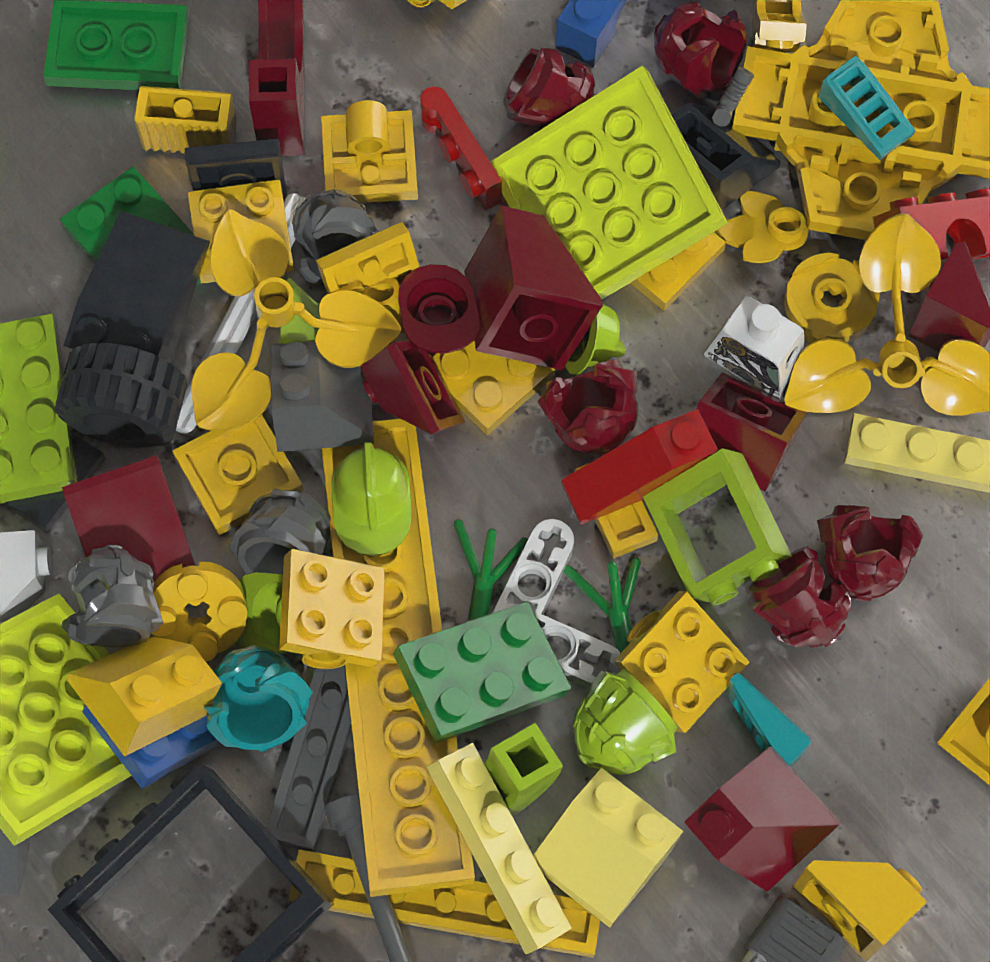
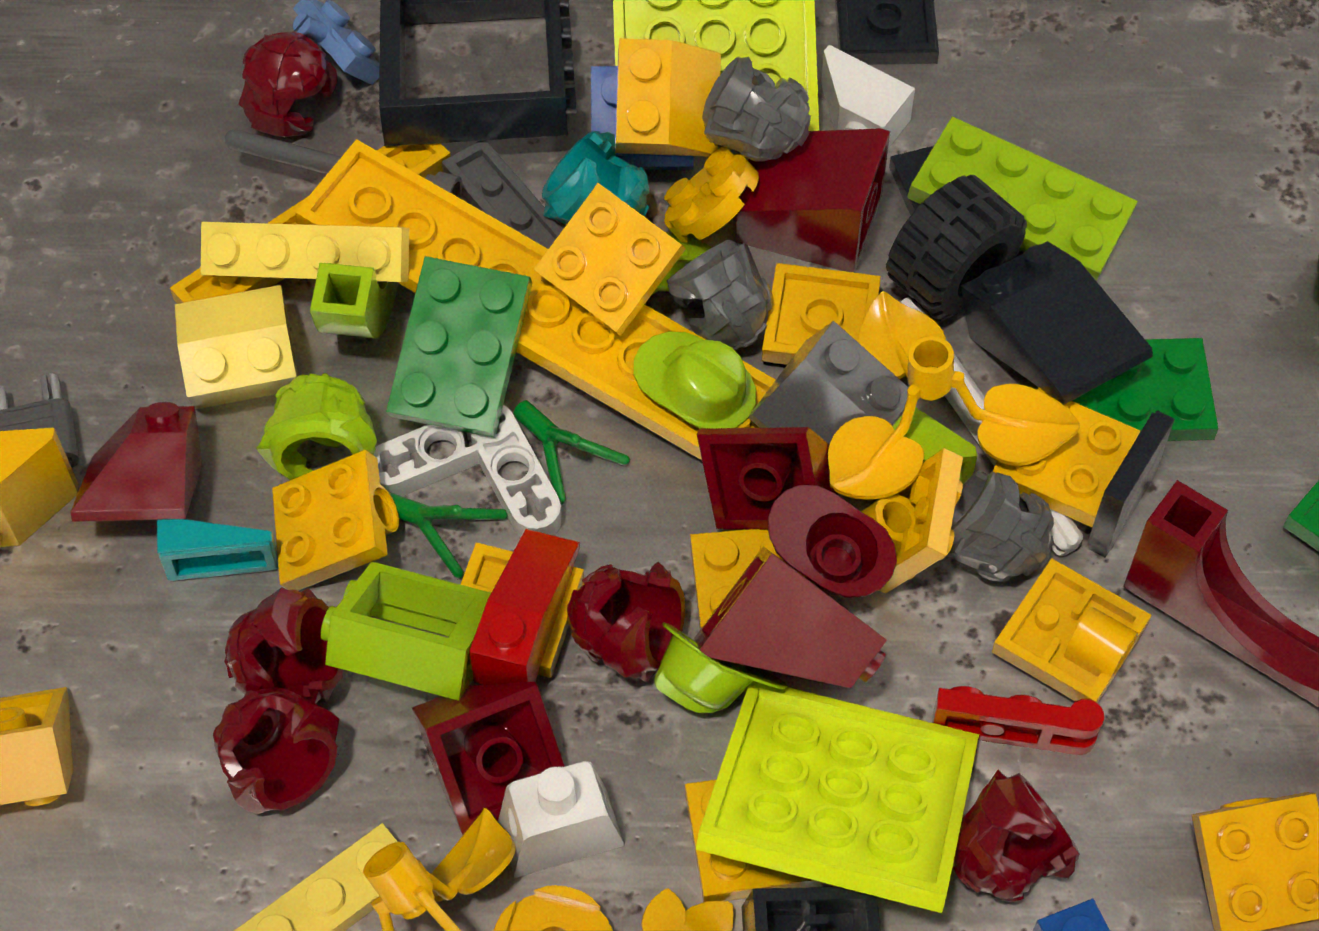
camera: 130 degrees right, 10 degrees down
(184, 118) = (1243, 473): yellow brick -> none

